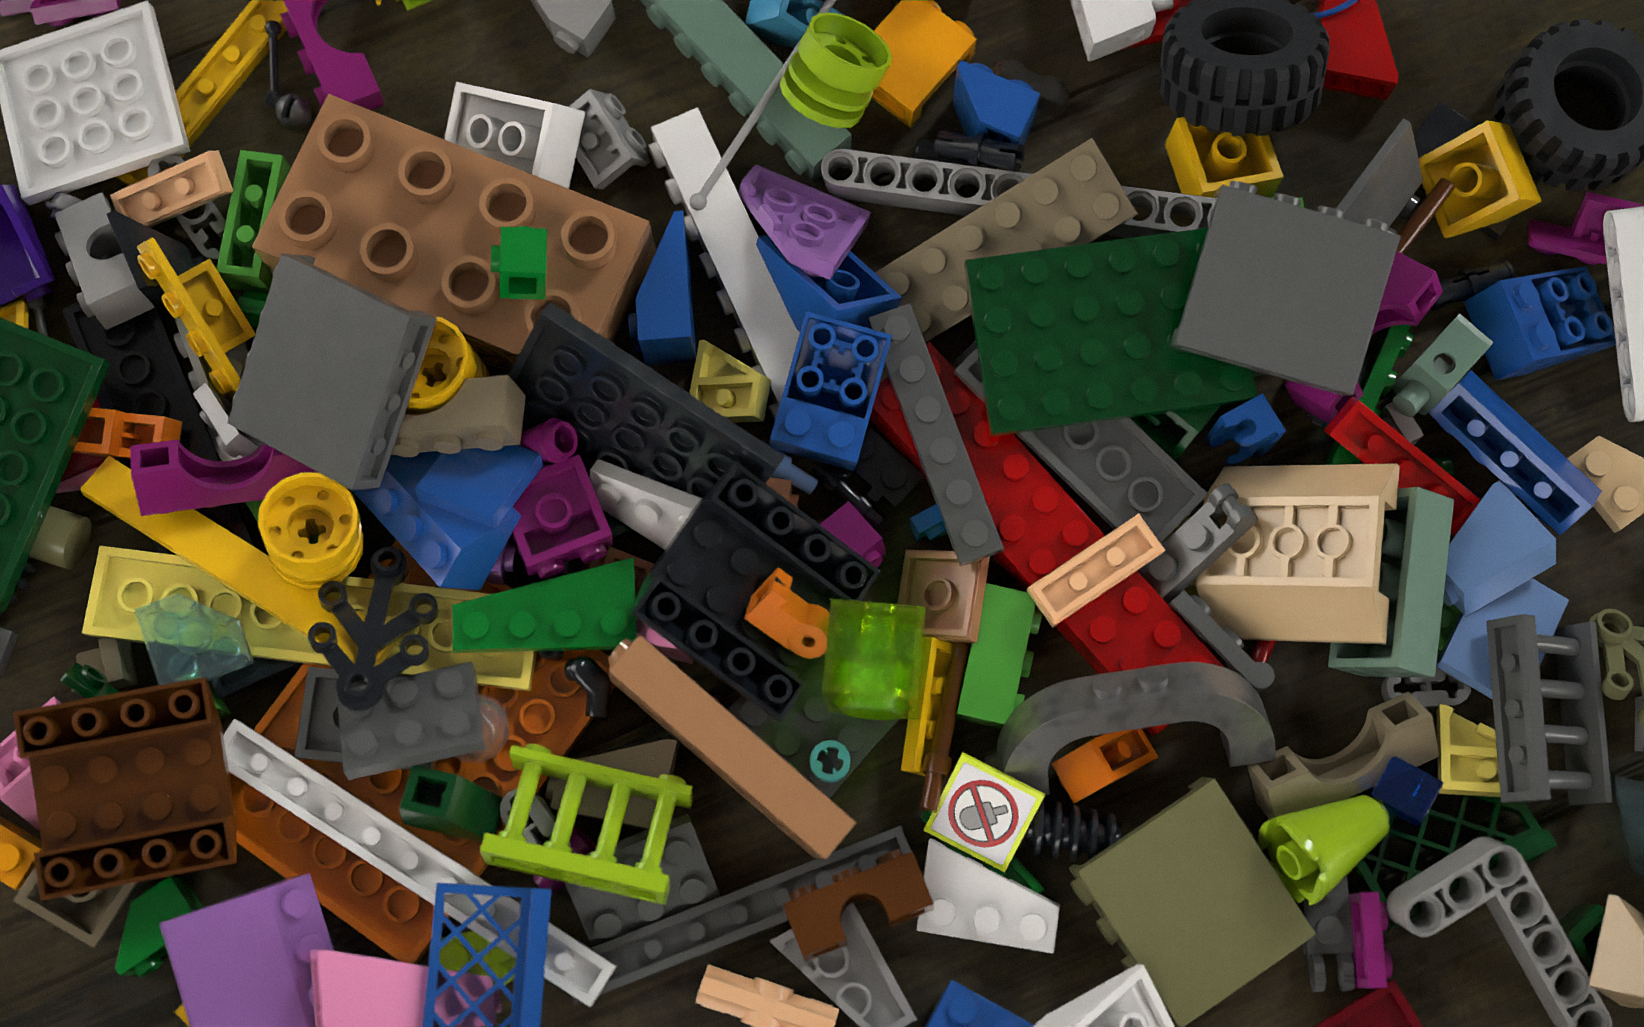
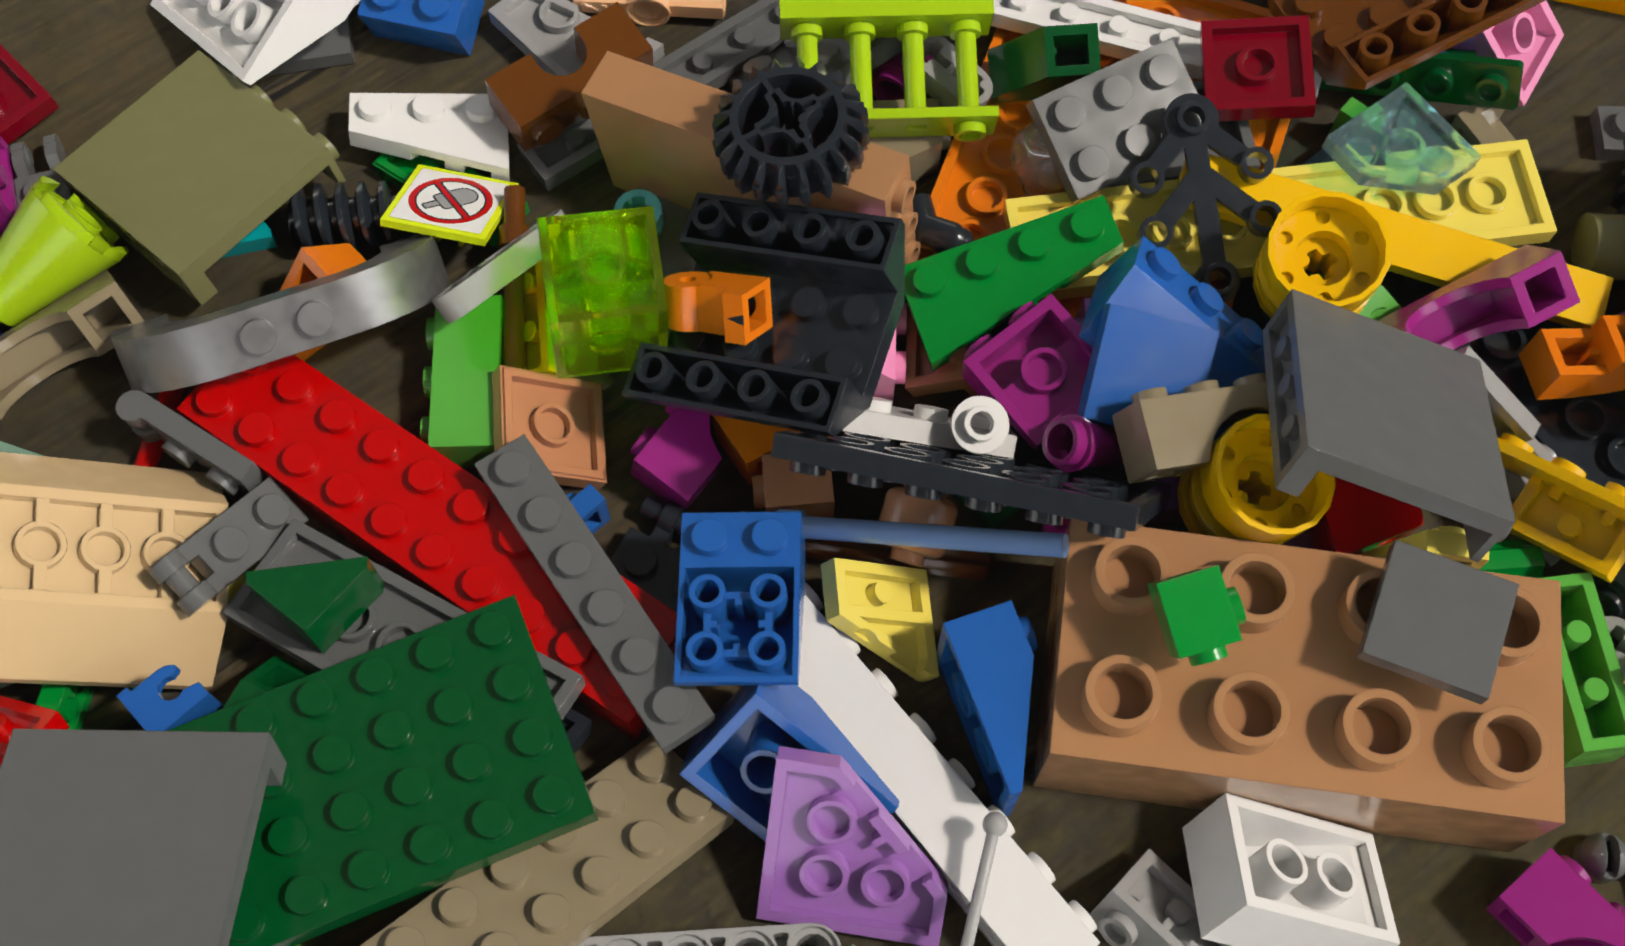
camera: 165 degrees right, 10 degrees down
(278, 742) = (1258, 67): none -> dark red plate
(357, 222) = (1438, 622): none -> dark grey tile
(617, 486) = (970, 440): none -> white plate
(688, 665) = (776, 158): none -> black gear
(976, 708) = (490, 275): none -> beam
(1095, 570) = (353, 473): light nougat tile -> none
(1138, 469) = (318, 597): none -> dark green slope

